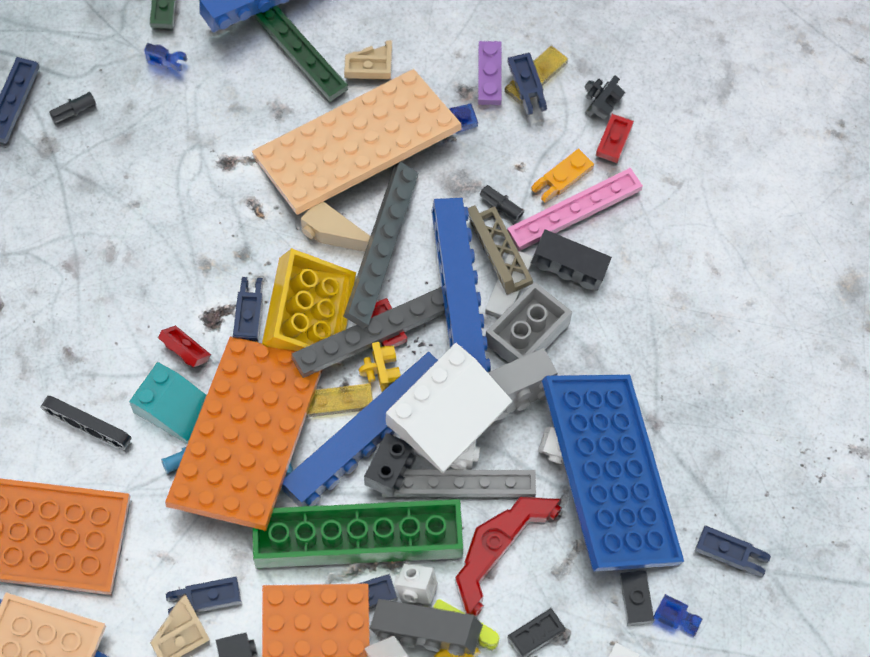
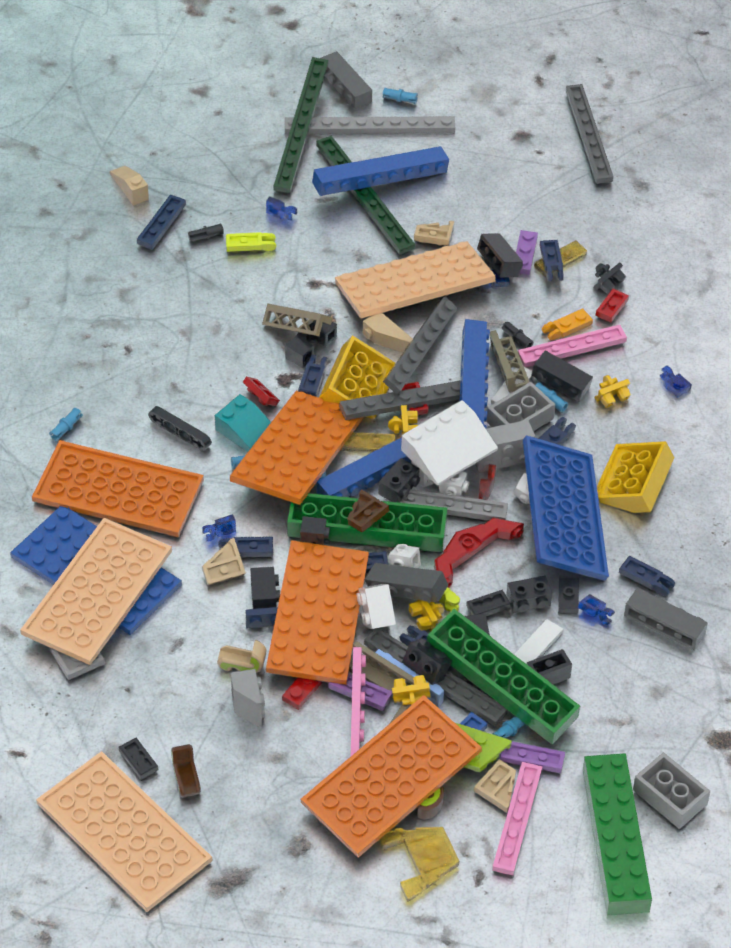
camera: 10 degrees right, 15 degrees down
(132, 113) = (250, 241): none -> neon yellow hinge
(167, 571) = (222, 527): none -> clear blue plate
(215, 223) = (294, 315): none -> dark tan fence
(244, 238) = (301, 347): none -> black arch
(292, 569) = (314, 531): none -> black brick
(356, 528) = (366, 511): none -> reddish brown wing
(460, 87) = (500, 255): none -> black brick
(502, 448) = (487, 485): none -> clear red slope
(561, 293) = (560, 404): none -> dark azure pin
(575, 351) = (555, 434): none -> dark blue hinge
(587, 609) = (529, 594): none -> black brick
(649, 267) = (612, 387): none -> yellow hips
(689, 398) = (635, 475): none -> yellow slope
(716, 244) = (676, 384): none -> clear blue plate
(769, 616) = (665, 618): none -> dark grey brick

